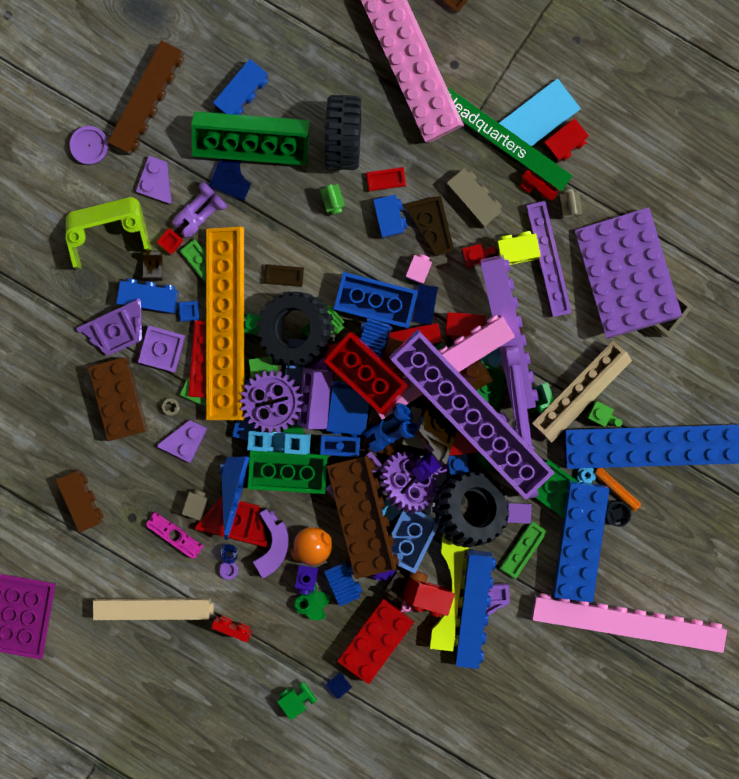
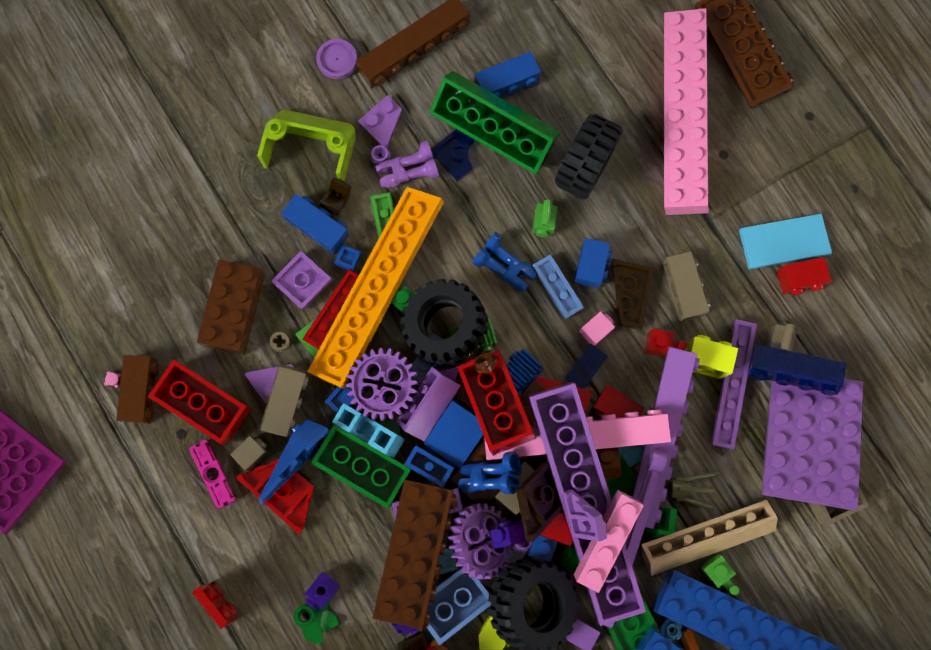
camera: 25 degrees right, 10 degrees down
(55, 502) = (112, 379): none -> bright pink piece
(115, 329) = (267, 237): medium lavender wing -> none
(135, 486) = (199, 403): none -> red brick
(153, 609) = (147, 540): tan brick -> none
(169, 206) = (380, 150): none -> medium lavender plate
(170, 241) = (365, 182): red plate -> none
(200, 451) = (283, 400): none -> dark tan brick
(228, 571) = (248, 538): medium lavender tile -> none
(229, 560) = (263, 522): clear blue bush -> none
(262, 364) = (392, 342): bright green brick -> none
(280, 542) = (300, 550): medium lavender arch -> none
(284, 275) = (459, 269): dark brown tile -> none
(311, 546) = (345, 558): orange brick -> none
(326, 248) = (515, 266): none -> blue piece
(342, 583) = (357, 615): blue brick -> none
(344, 349) = (485, 363): none -> reddish brown plate
(370, 250) = (557, 287): none -> medium blue plate
(375, 300) = (546, 340): blue brick -> none
(386, 179) = (605, 227): red tile -> none
(474, 429) = (583, 518): none -> medium lavender wing
(500, 436) = (602, 555): none -> bright pink brick
(510, 143) = (748, 252): green tile -> none
(533, 180) = (753, 298): red hinge -> none
(544, 364) = (680, 489): none -> olive plant
(591, 225) = (797, 370): none -> clear blue brick

